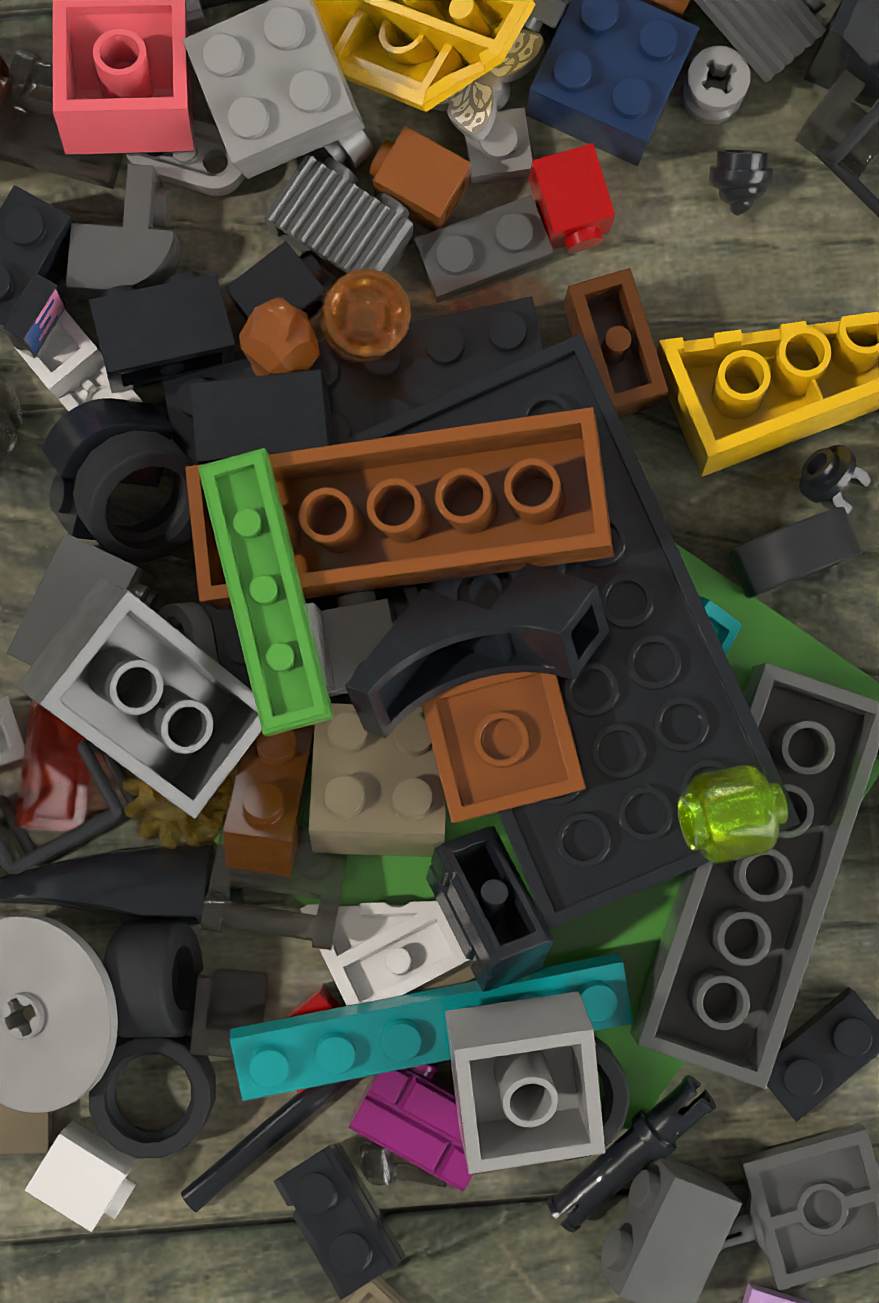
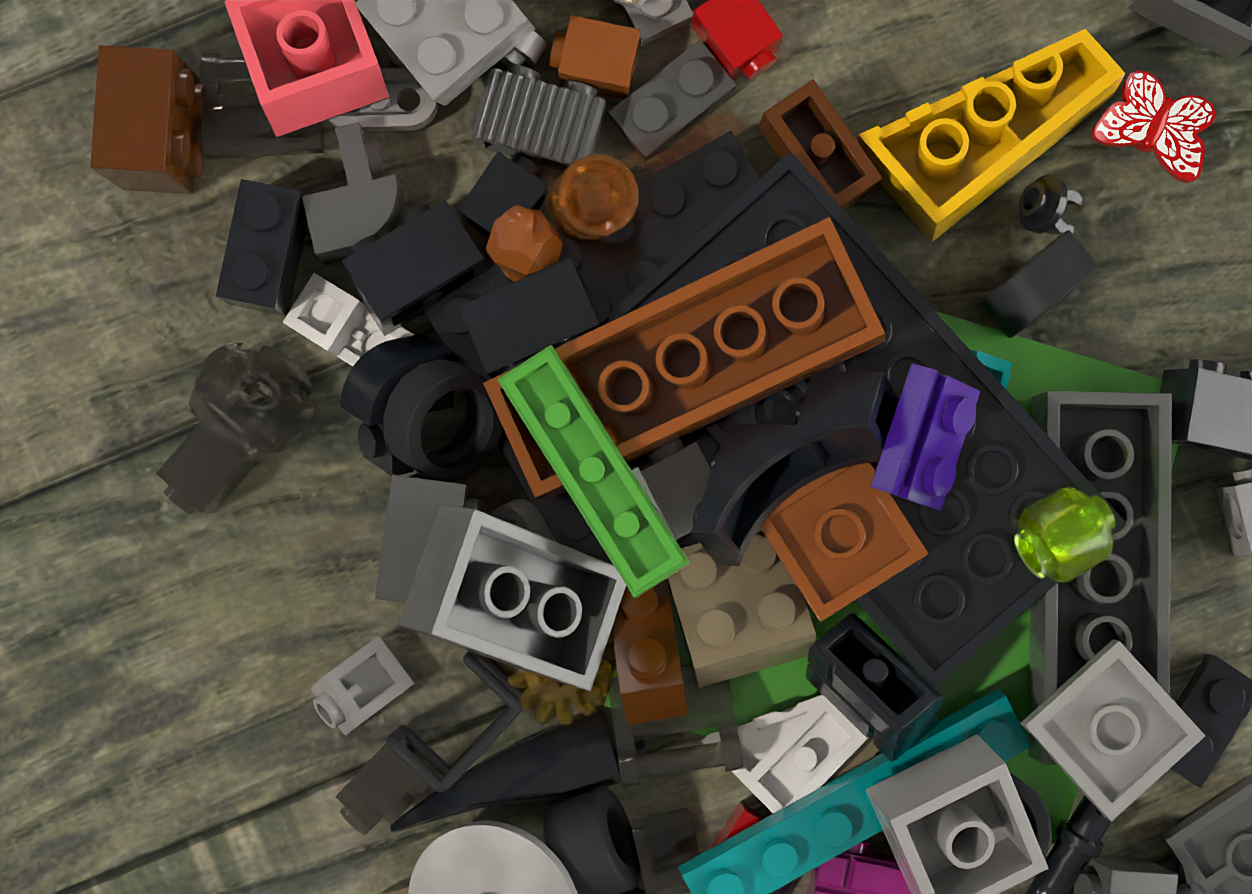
camera: 15 degrees left, 0 degrees up
(34, 315) = (295, 289): black tile -> none
(52, 775) = (441, 691): clear red tile -> none
(620, 667) = (926, 437): none -> dark purple plate
(719, 1031) = (1112, 729): none -> light grey plate

